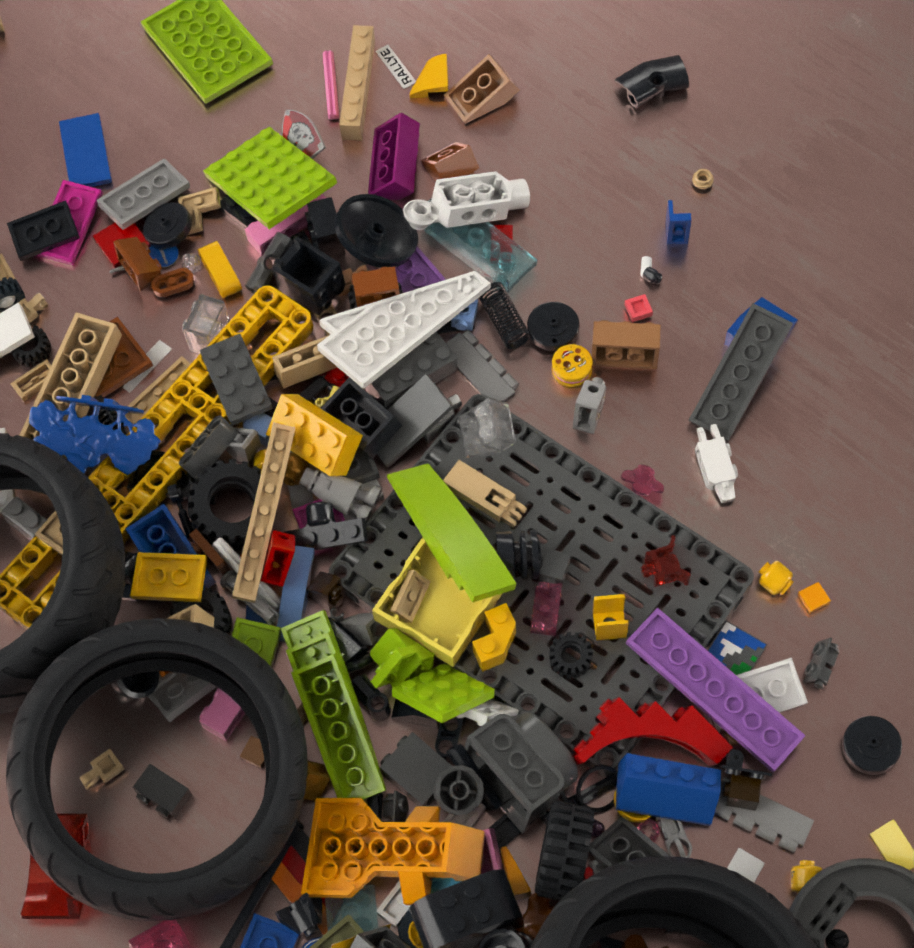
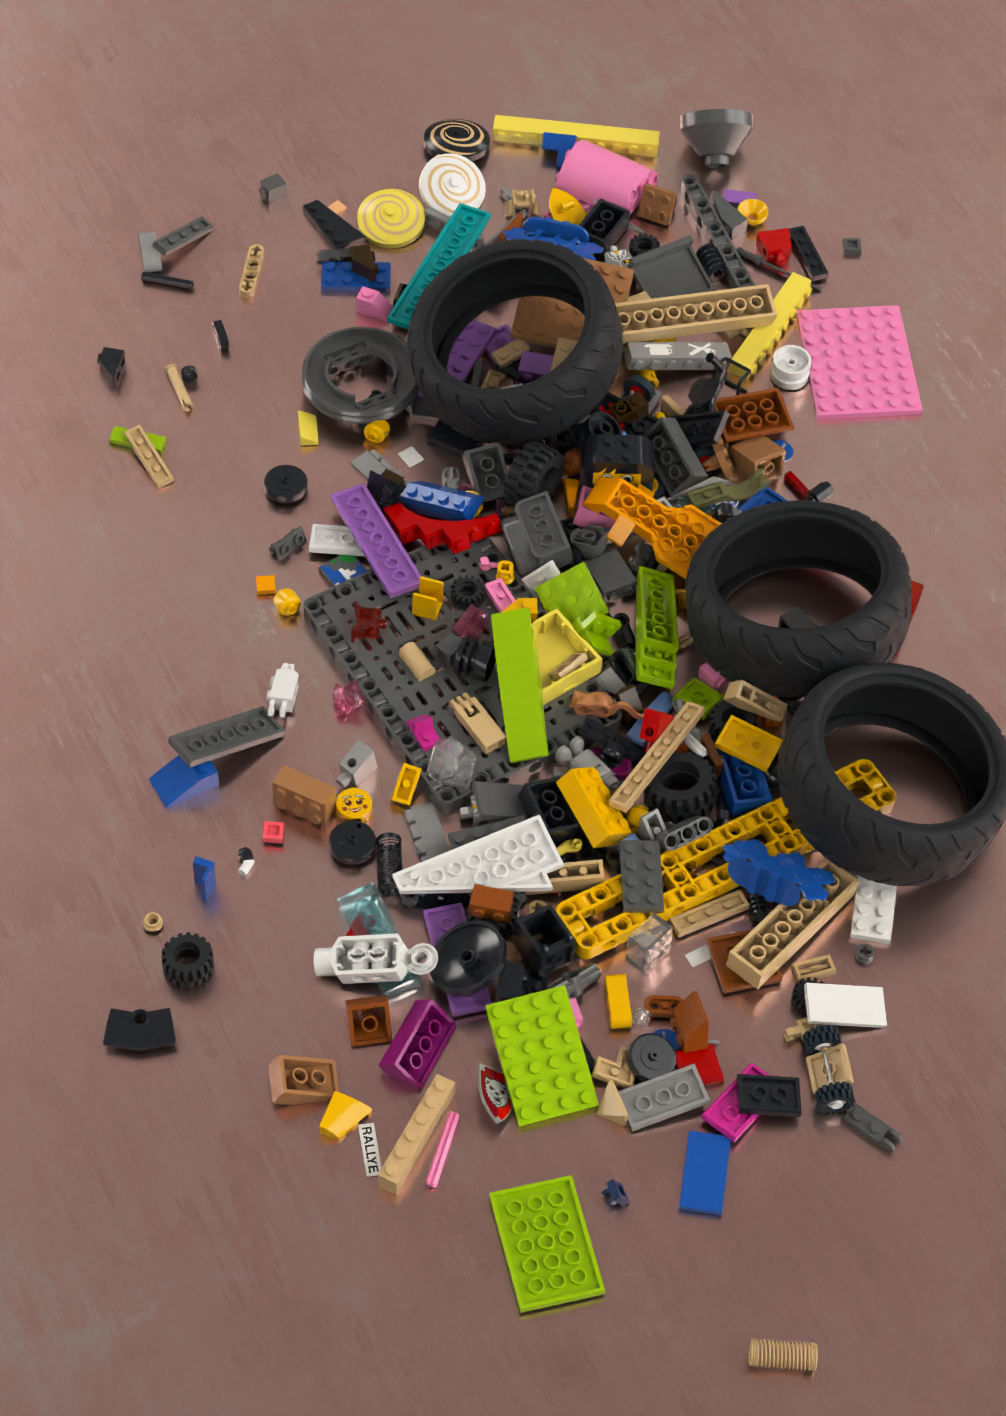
camera: 165 degrees left, 10 degrees down
(158, 101) = (617, 1192): none -> dark blue tile
(191, 172) = (612, 1106): none -> tan slope
(355, 565) = (599, 705): none -> nougat animal
(529, 404) = (405, 784): none -> yellow slope
(529, 666) = (499, 594): none -> bright pink plate
(537, 461) = (423, 731): none -> dark pink slope
(542, 707) = (505, 572): none -> yellow bush
(568, 707) = (486, 565): none -> bright pink hand
(584, 542) = (416, 661): none -> tan brick
(647, 135) = (187, 946): none -> black tyre

